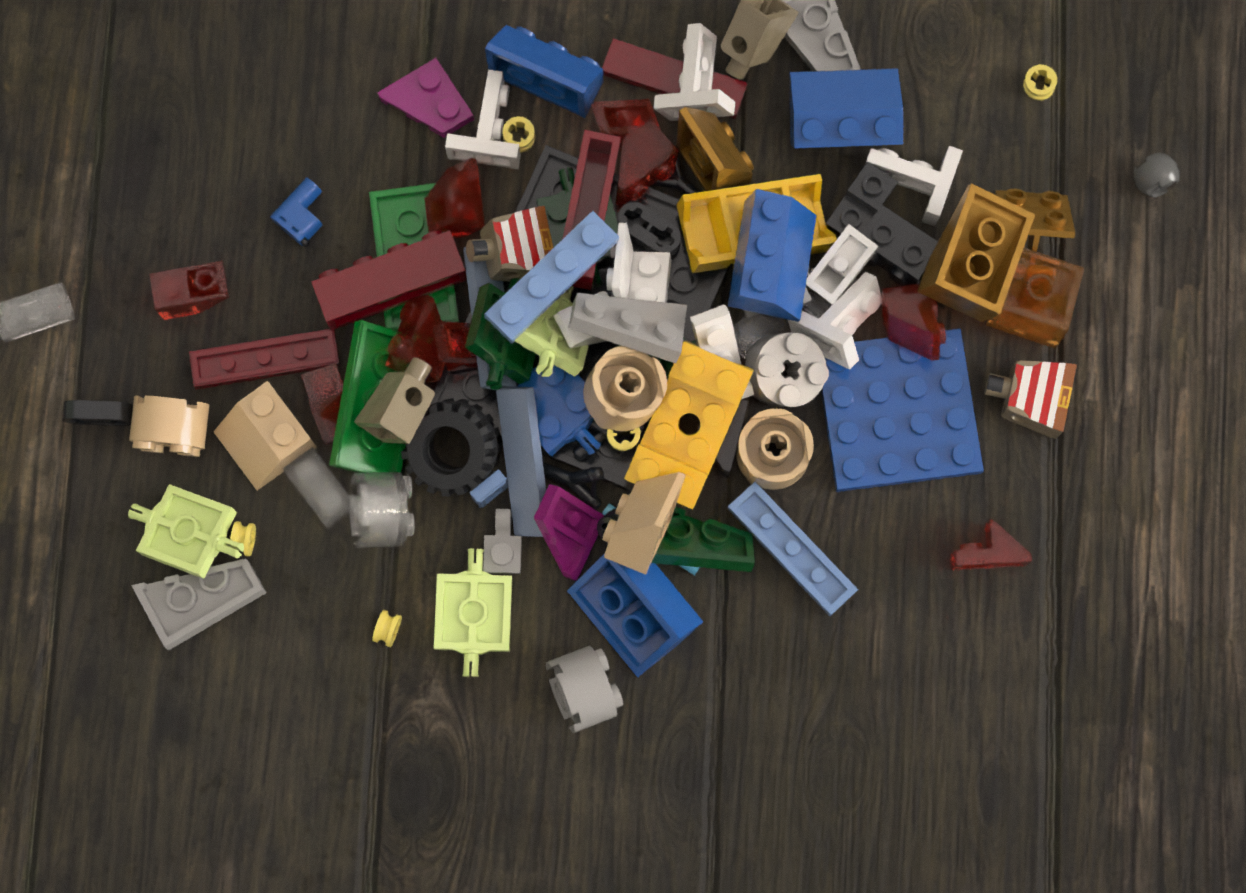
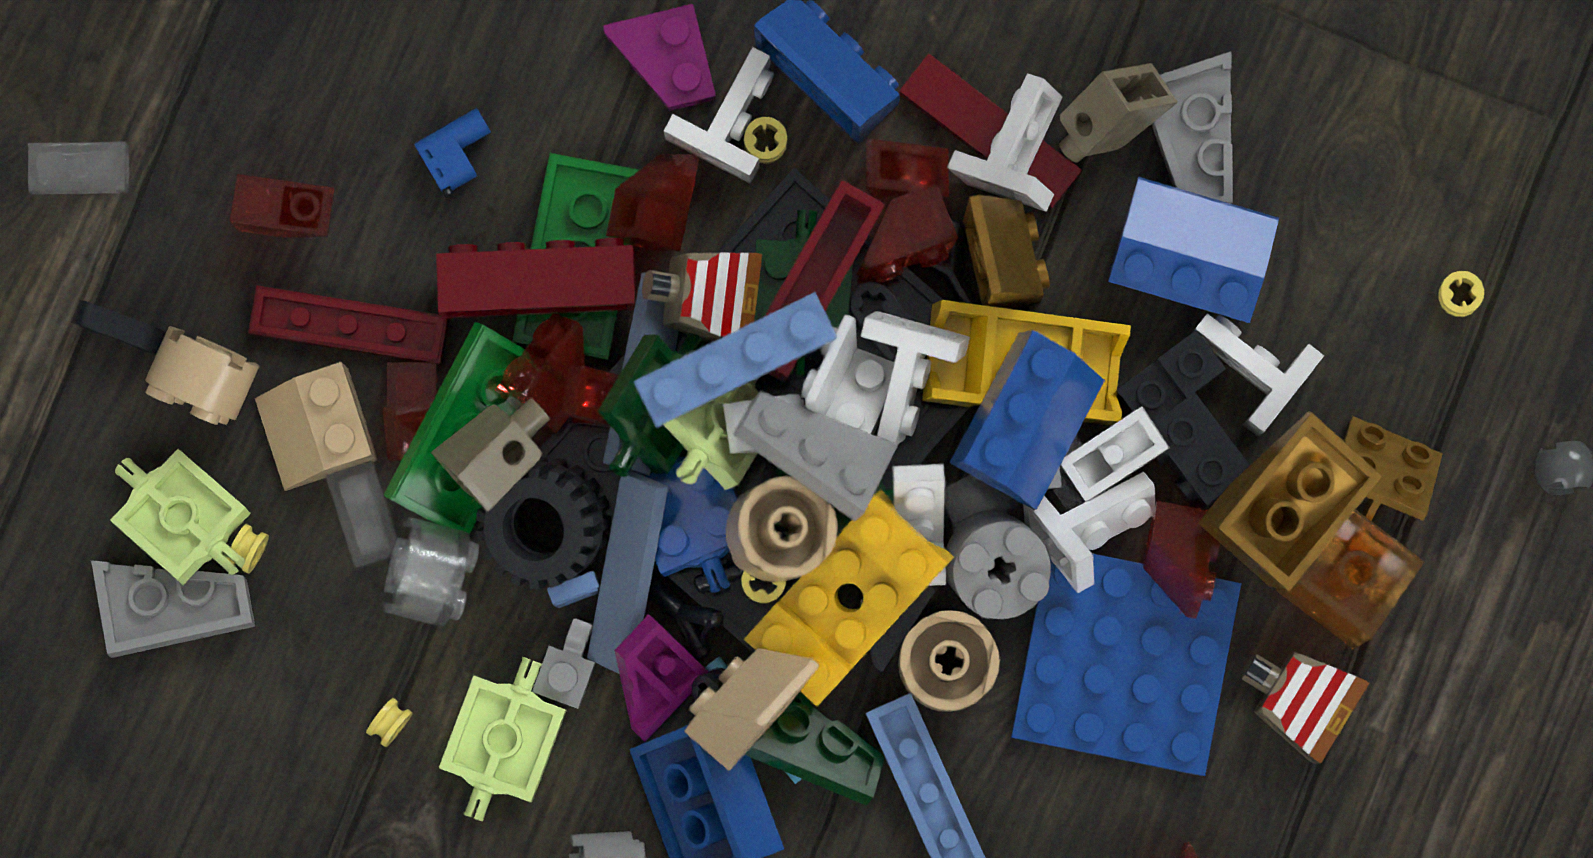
camera: 20 degrees right, 5 degrees up
(677, 250) = (910, 366): none -> white bracket

